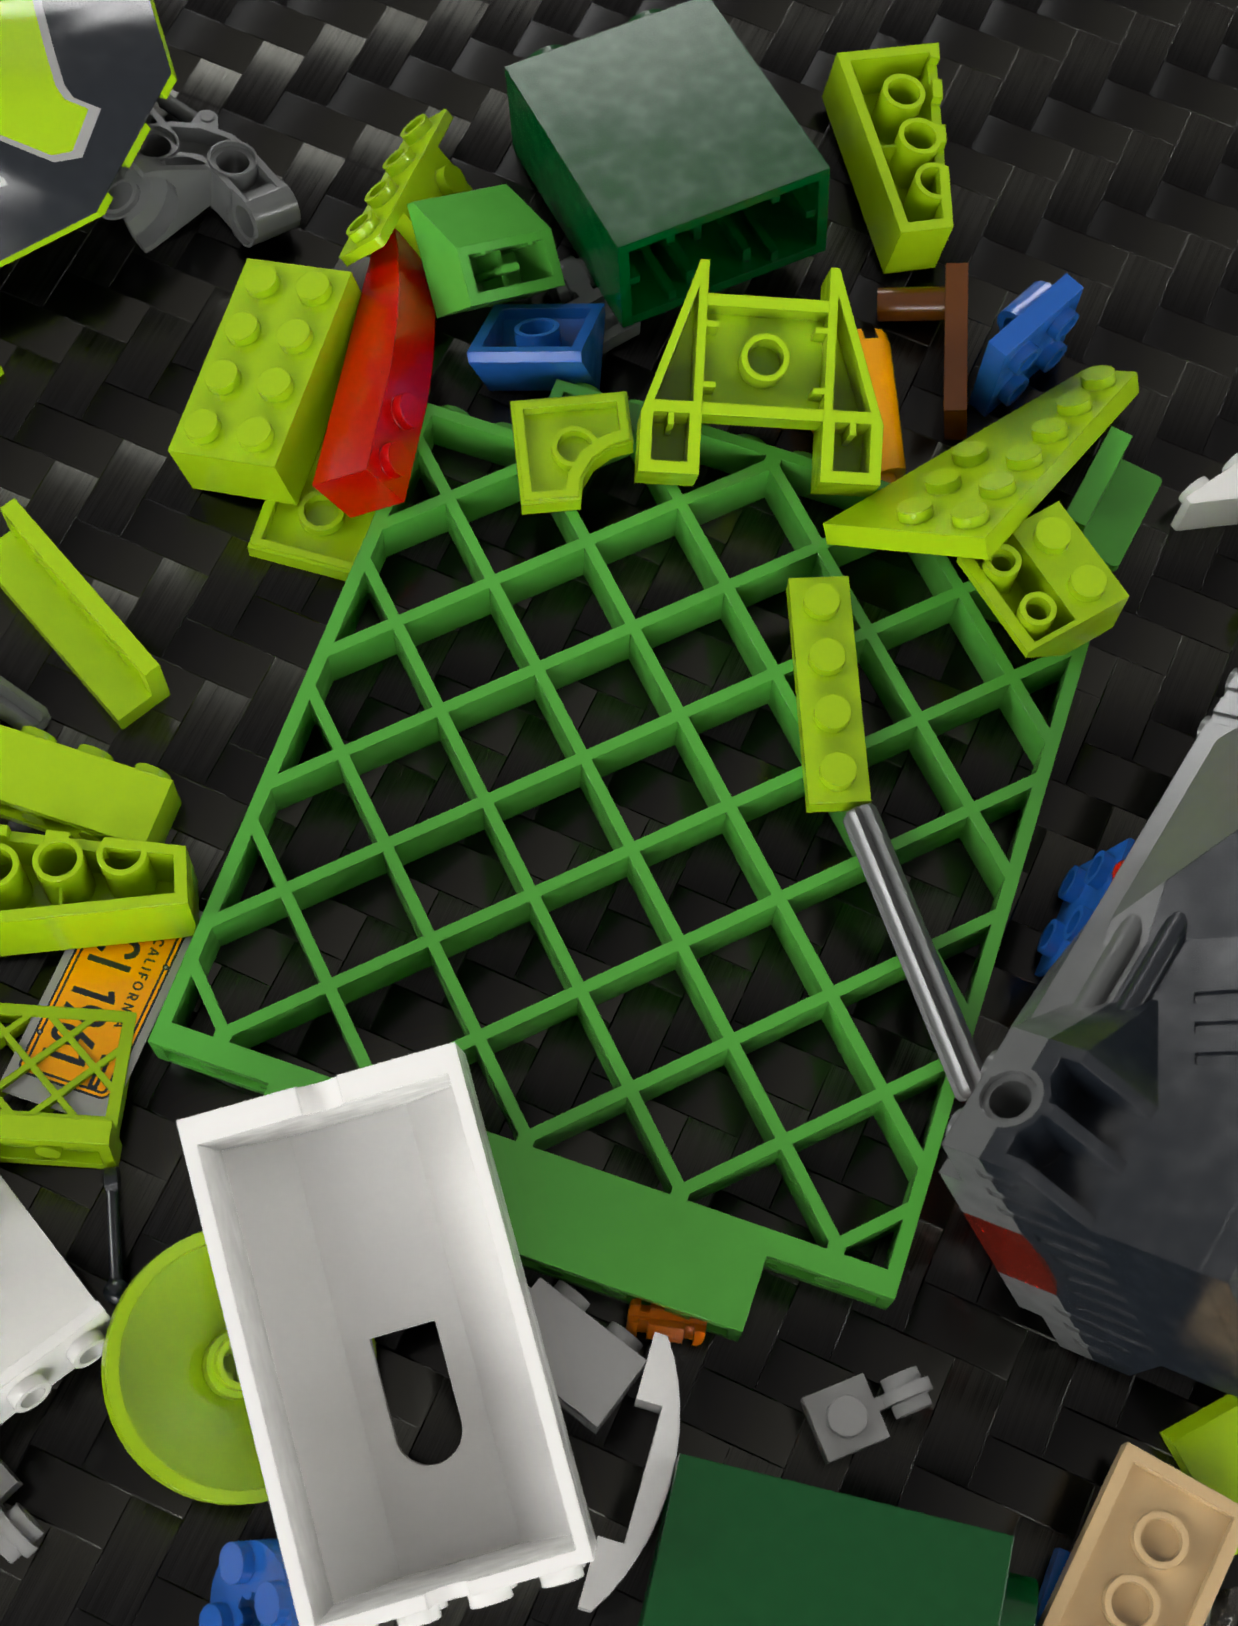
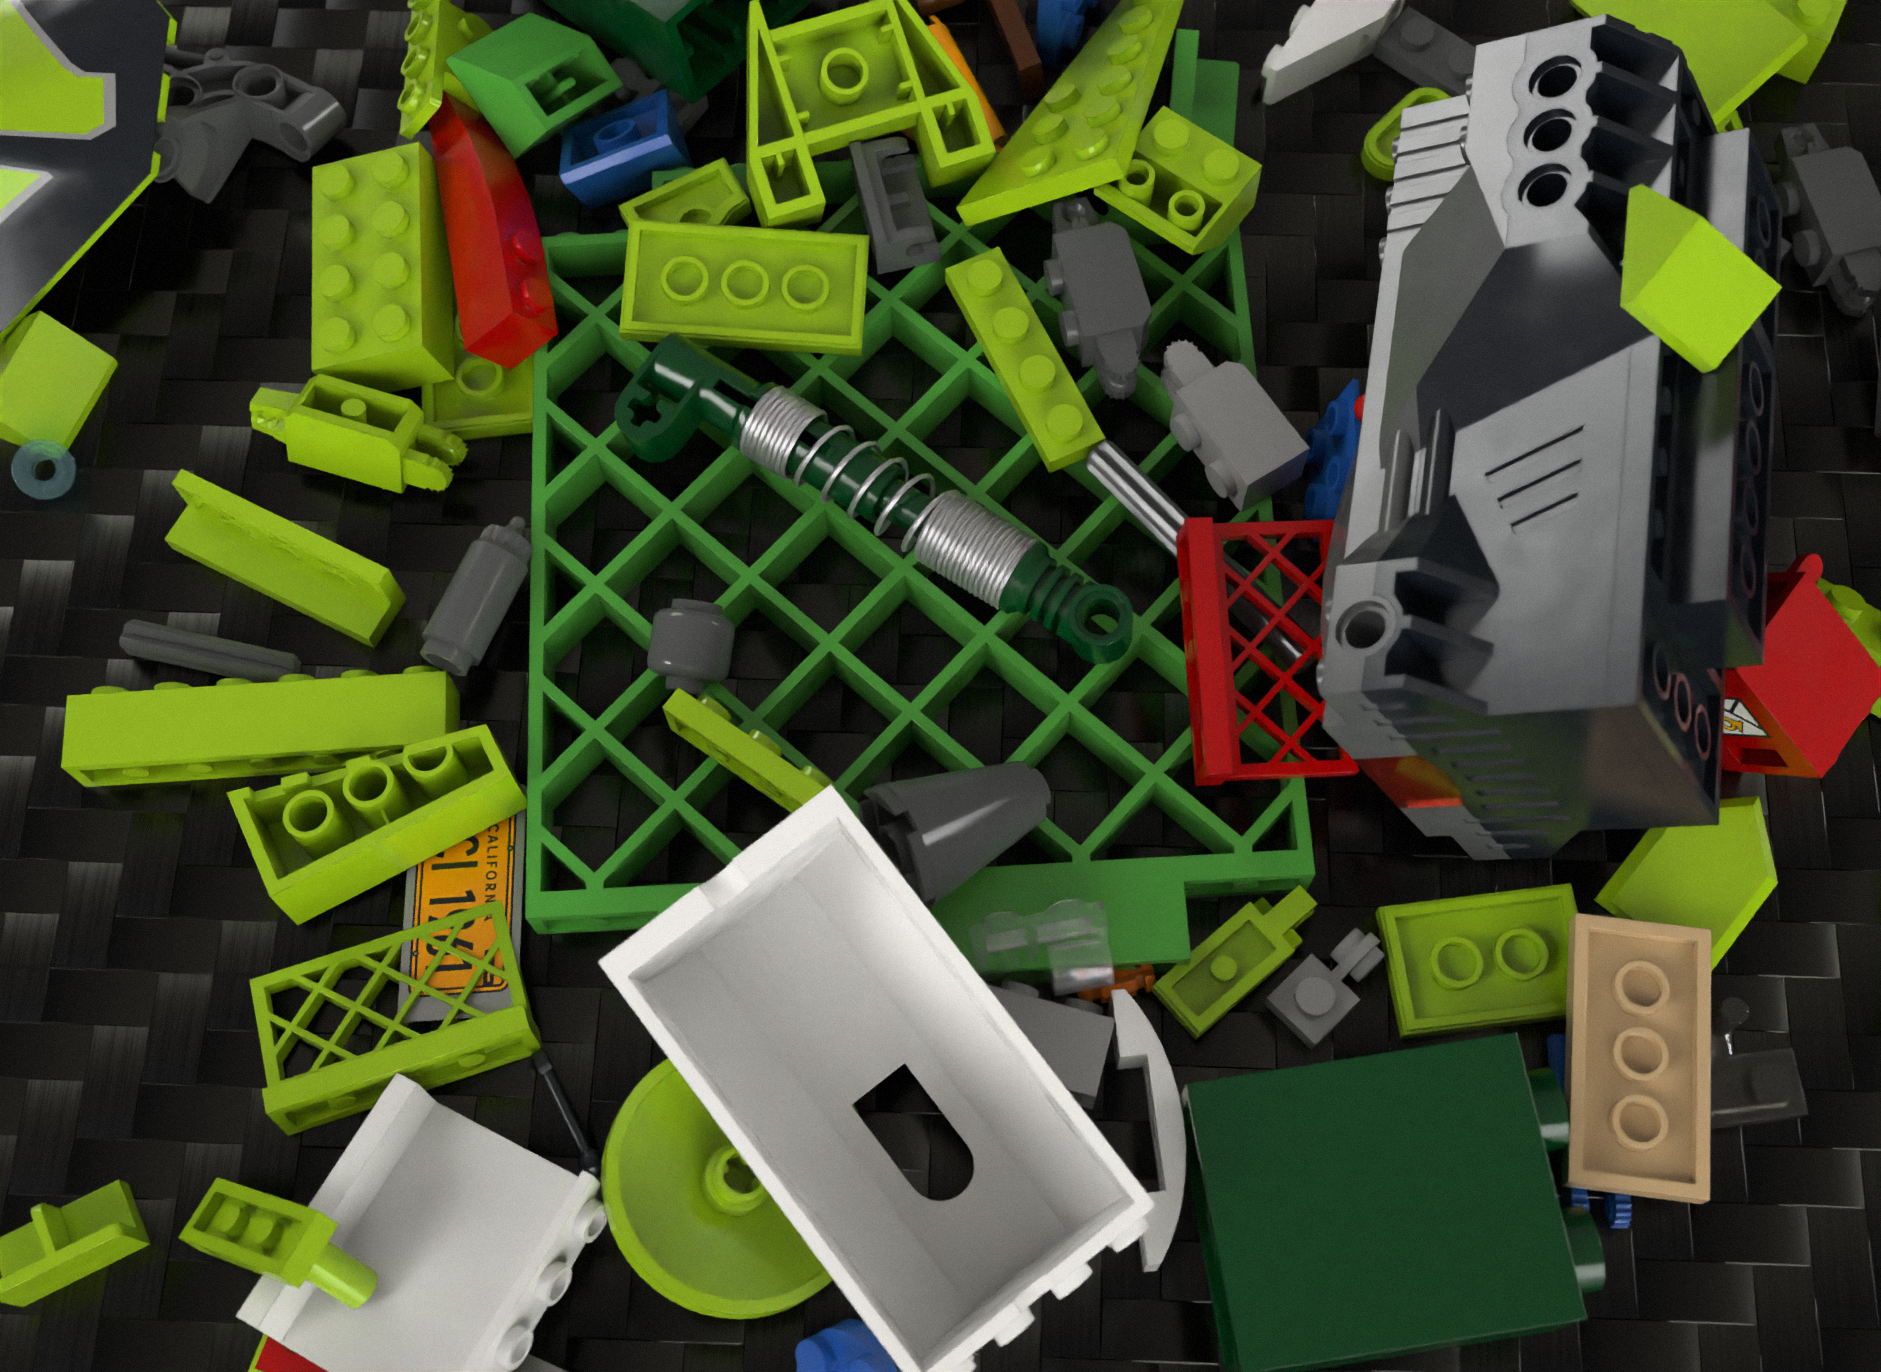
camera: 15 degrees left, 0 degrees up
(187, 526) = (358, 434): none -> lime hinge
(228, 723) = (477, 598): none -> dark grey piece
(400, 847) = (691, 645): none -> dark grey head
(411, 973) = (748, 756): none -> lime plate
(567, 1115) = (953, 822): none -> dark grey cone
(580, 692) = (799, 443): none -> dark green piece
(594, 525) = (745, 287): none -> lime tile
(636, 1272) = (1071, 934): none -> clear plate
(766, 498) = (893, 205): none -> dark grey hinge
(786, 1349) = (1234, 961): none -> lime hinge
(881, 1044) = (1209, 652): none -> red fence
(925, 659) = (1100, 294): none -> dark grey hinge
(994, 837) = (1230, 426): none -> light grey hinge
(1020, 1444) = (1478, 960): none -> lime tile

